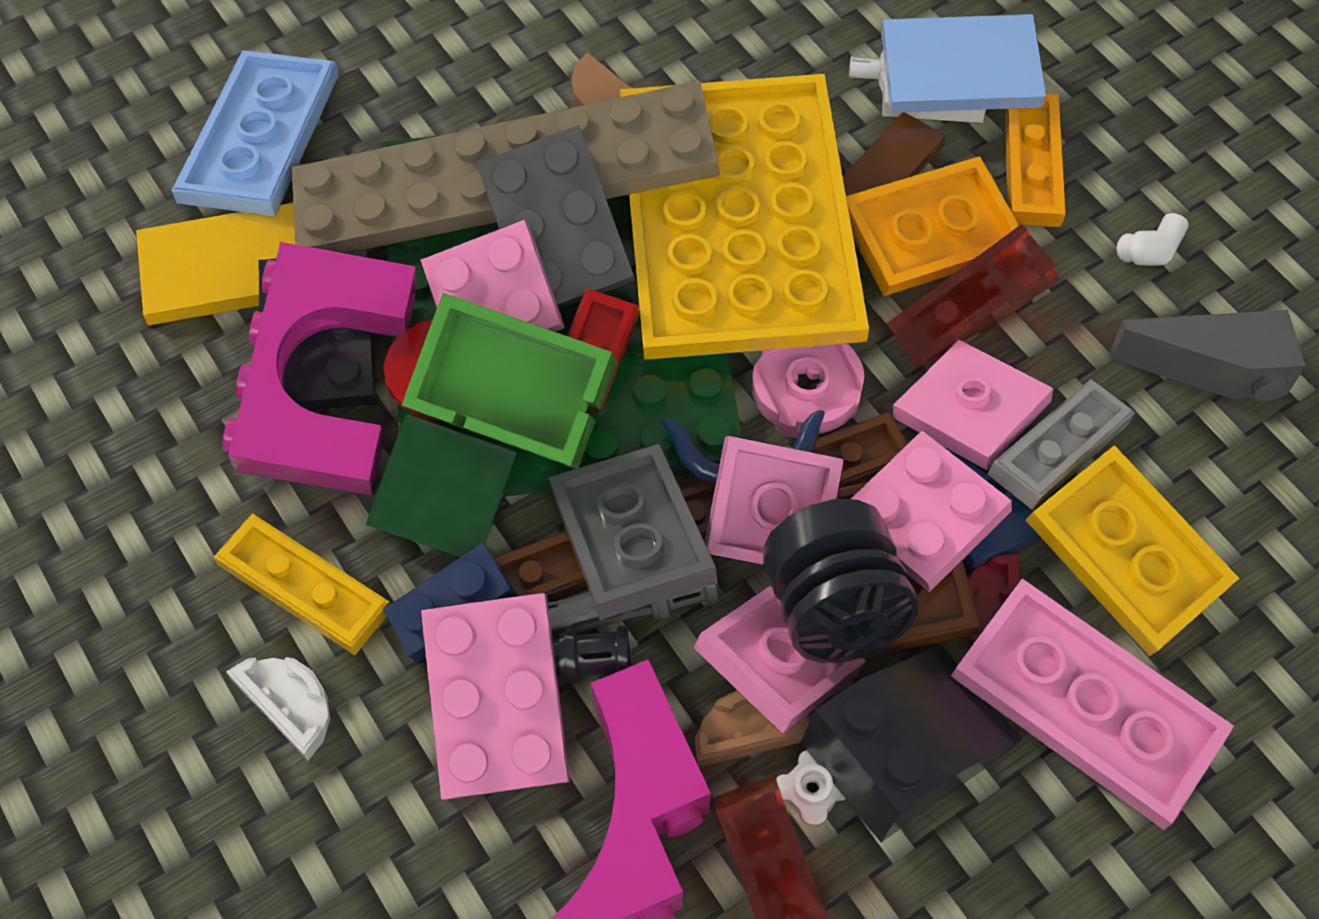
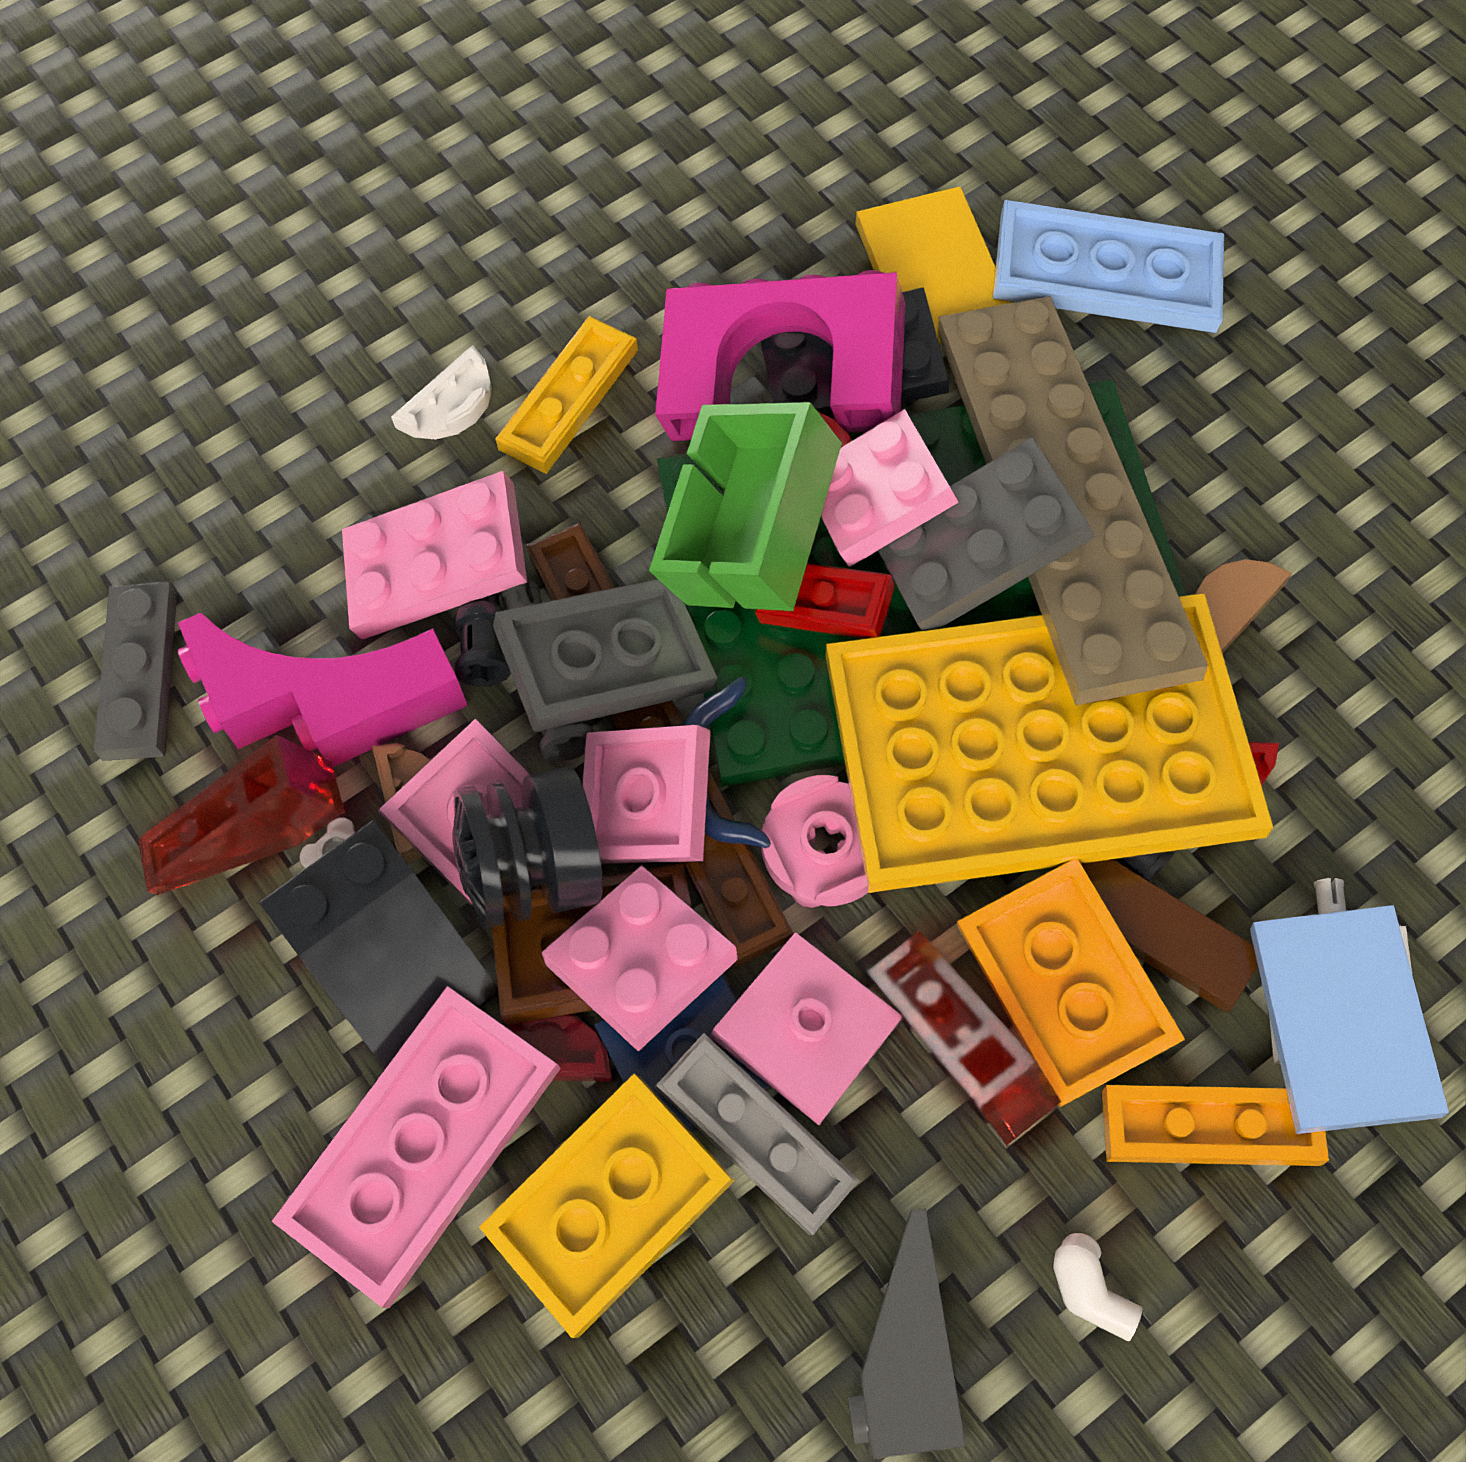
camera: 90 degrees right, 5 degrees up
(441, 487) = (639, 482): dark green tile -> none
(465, 581) = (546, 515): dark blue plate -> none

